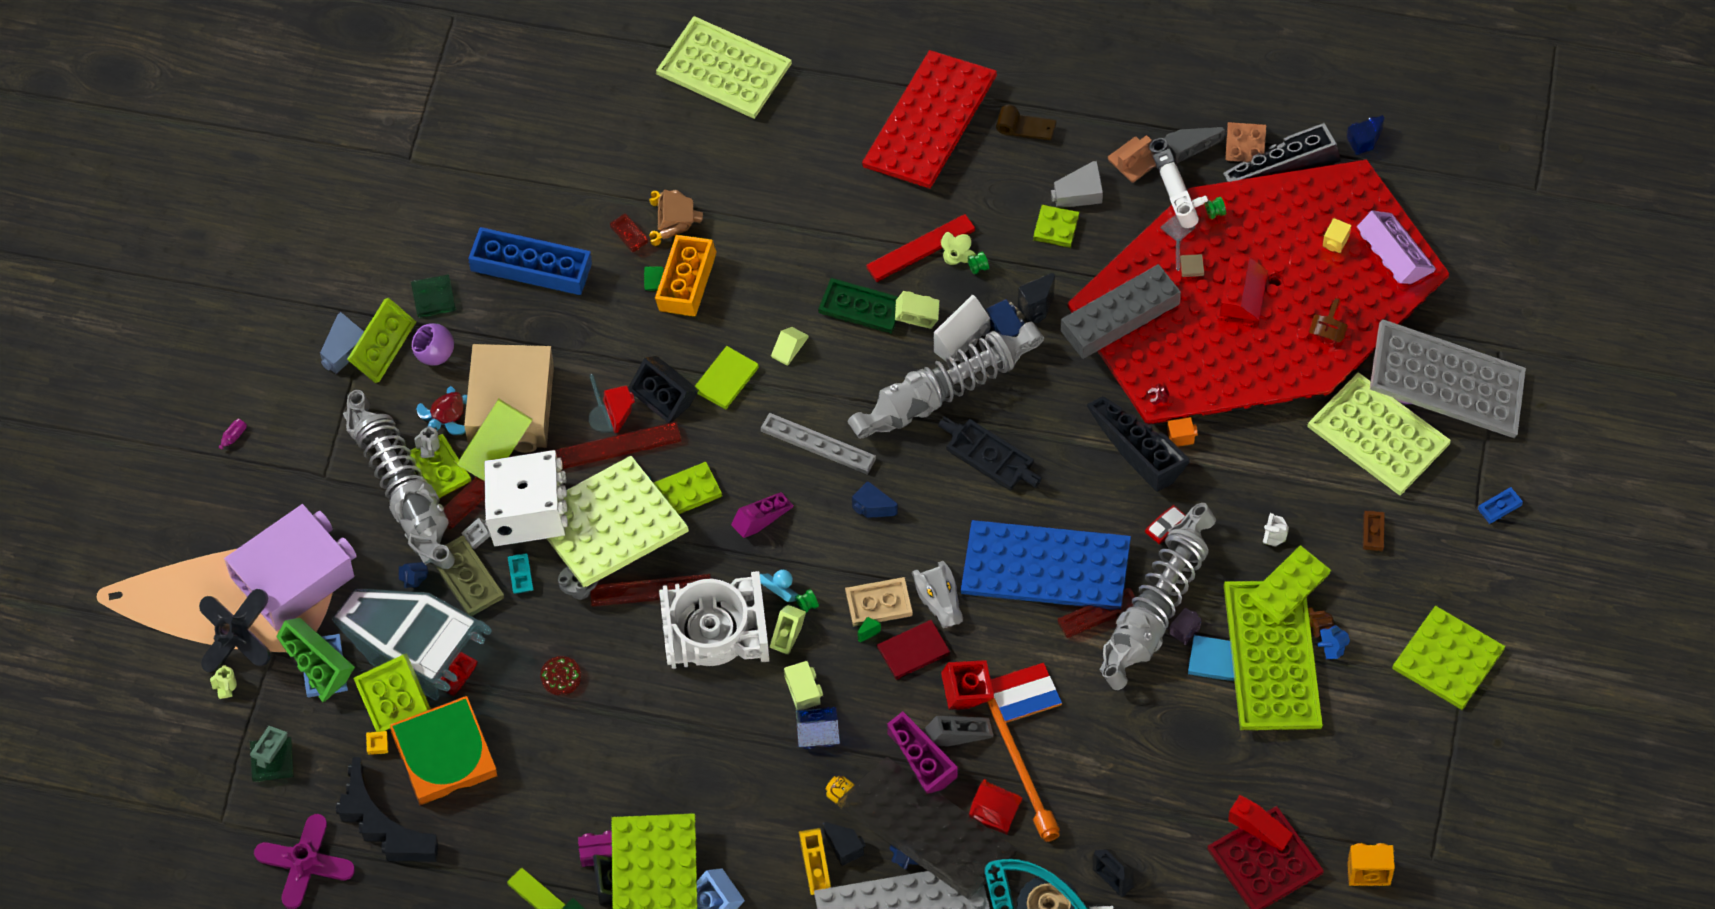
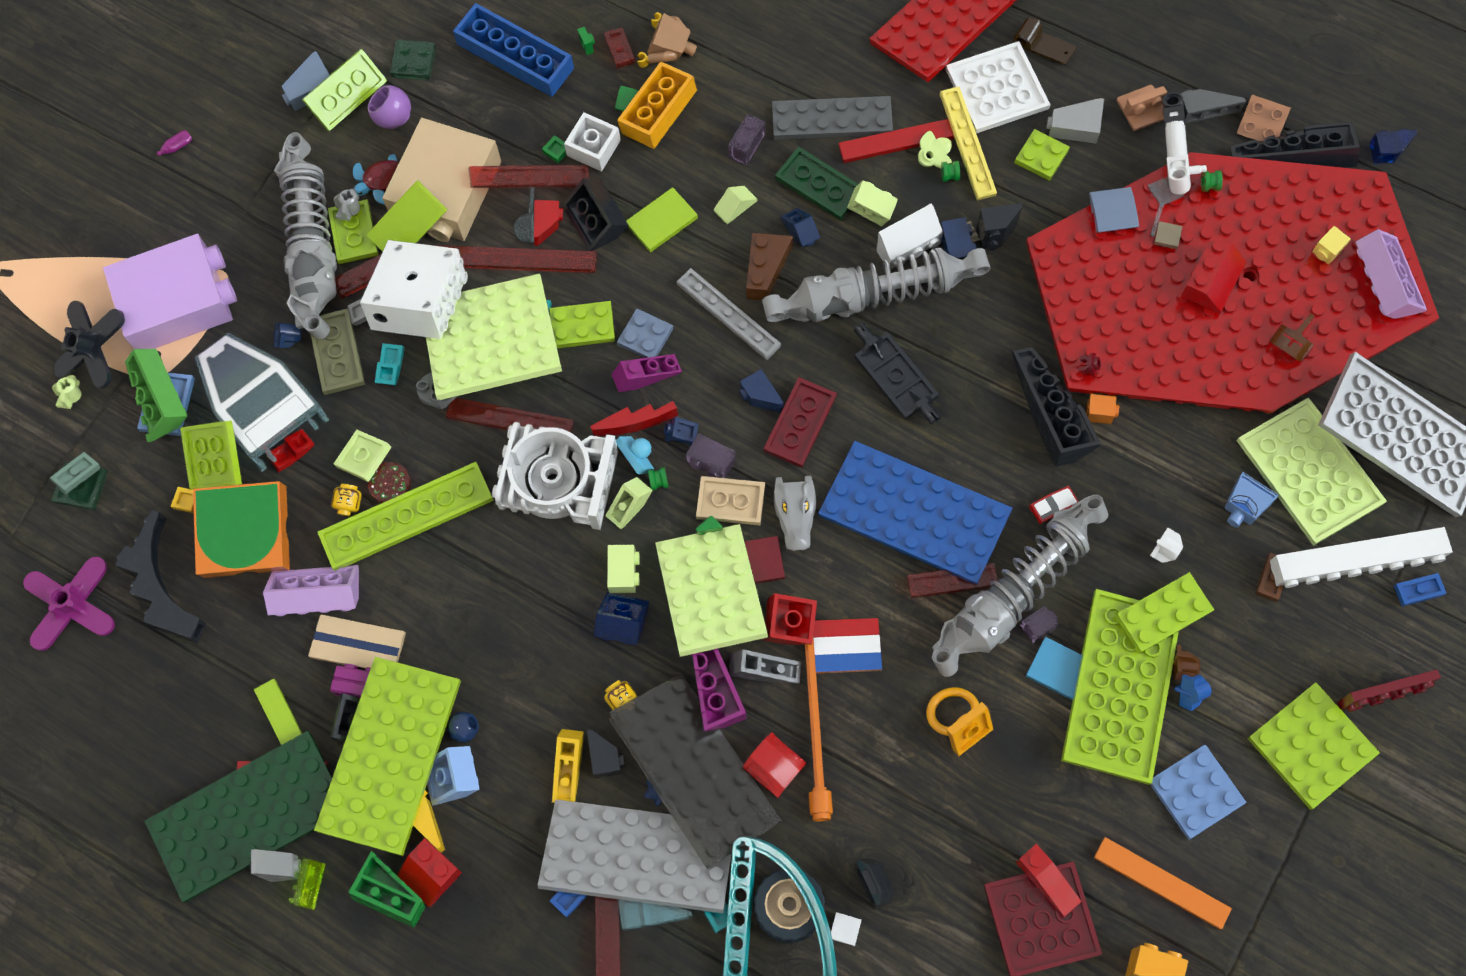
camera: 20 degrees right, 10 degrees up
(528, 657) = (362, 455): none -> yellowish green plate
(528, 699) = (346, 499): none -> yellow head
(528, 784) = (312, 590): none -> lavender slope
(576, 817) = (354, 642): none -> tan tile
(587, 698) = (405, 516): none -> lime plate
(590, 370) = (527, 176): none -> clear red tile
(595, 234) = (586, 40): none -> green plate
(603, 341) = (555, 149): none -> green plate
(637, 324) = (592, 141): none -> white brick
(709, 855) = (462, 727): none -> dark blue piece
(748, 482) = (645, 334): none -> sand blue plate
(765, 560) = (627, 422): none -> red slope
(780, 284) = (746, 139): none -> clear purple brick
(812, 555) = (680, 430): none -> dark blue bracket
(837, 389) = (765, 262): none -> reddish brown wedge
(847, 569) = (711, 456): none -> clear purple brick
(851, 244) = (832, 117): none -> dark grey plate
(858, 348) = (801, 227): none -> dark blue slope
(889, 678) = (710, 590): none -> yellowish green plate
(917, 518) = (800, 422): none -> dark red plate
(985, 233) = (968, 143): none -> light yellow tile
(995, 176) = (998, 86): none -> white plate
(1120, 311) = (1078, 263): dark grey brick -> none
(1136, 255) = (1114, 209): none -> sand blue slope
(1151, 727) = (969, 727): none -> light orange tile
(1333, 473) = (1248, 500): none -> medium blue torso
(1356, 802) = (1162, 883): none -> orange tile
(1362, 722) = (1197, 792): none -> medium blue plate
(1441, 492) = (1360, 556): none -> white brick
(1495, 592) = (1394, 690): none -> dark red plate

